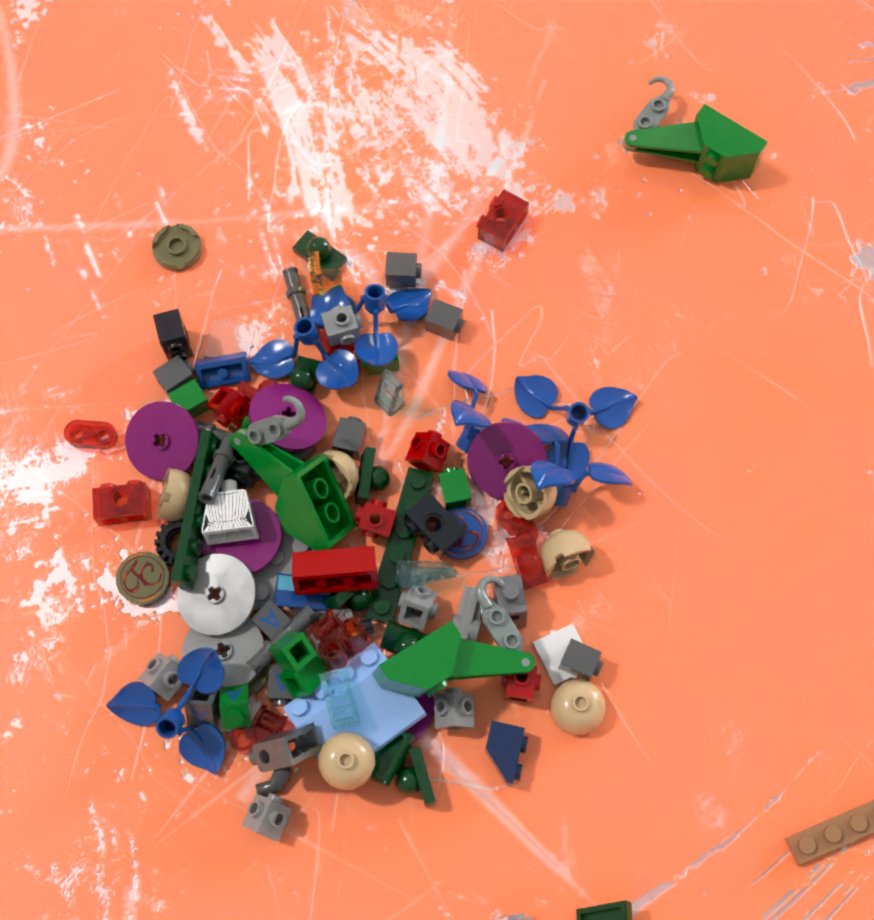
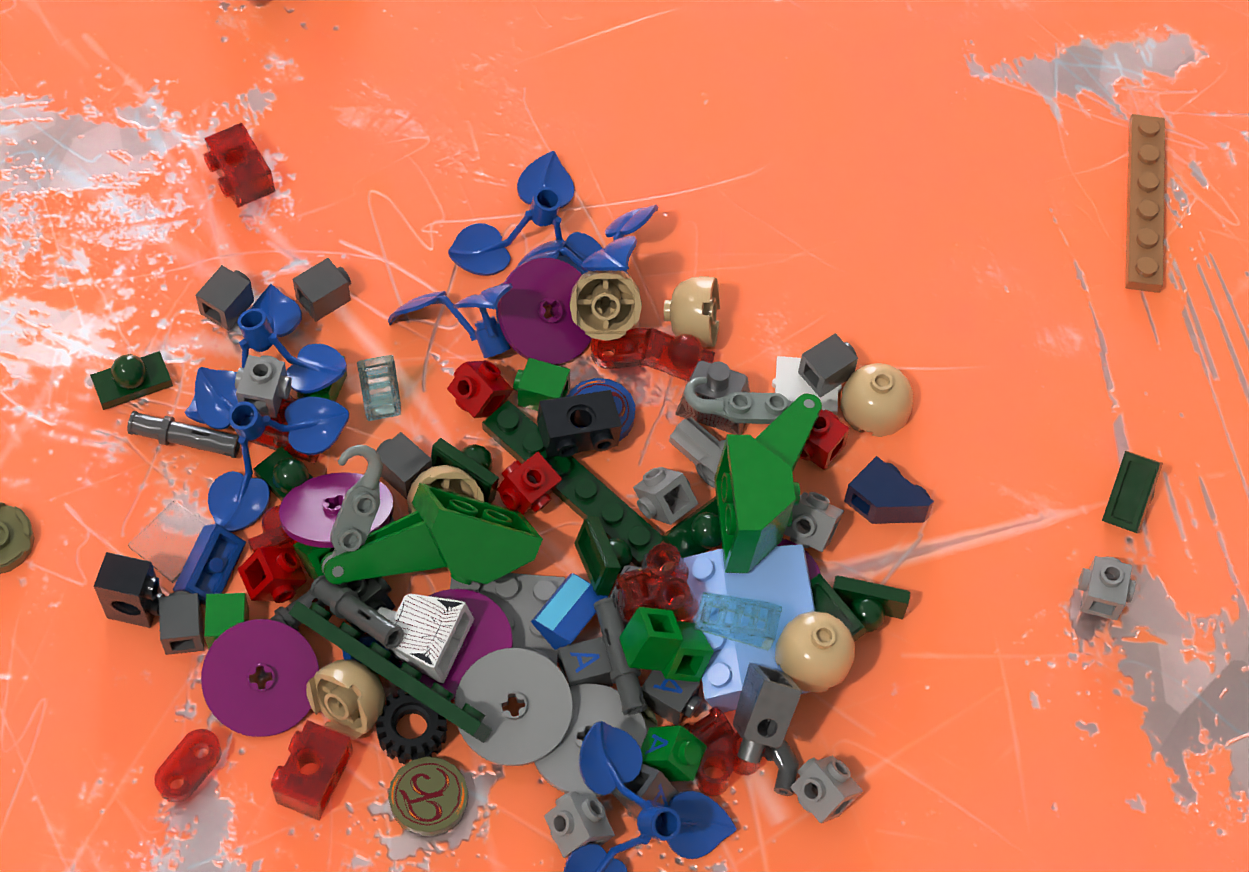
camera: 65 degrees left, 10 degrees down
(323, 279) = (172, 386): clear yellow panel -> none
(334, 570) = (573, 548): red brick -> none
(417, 573) = (627, 470): clear light blue slope -> none

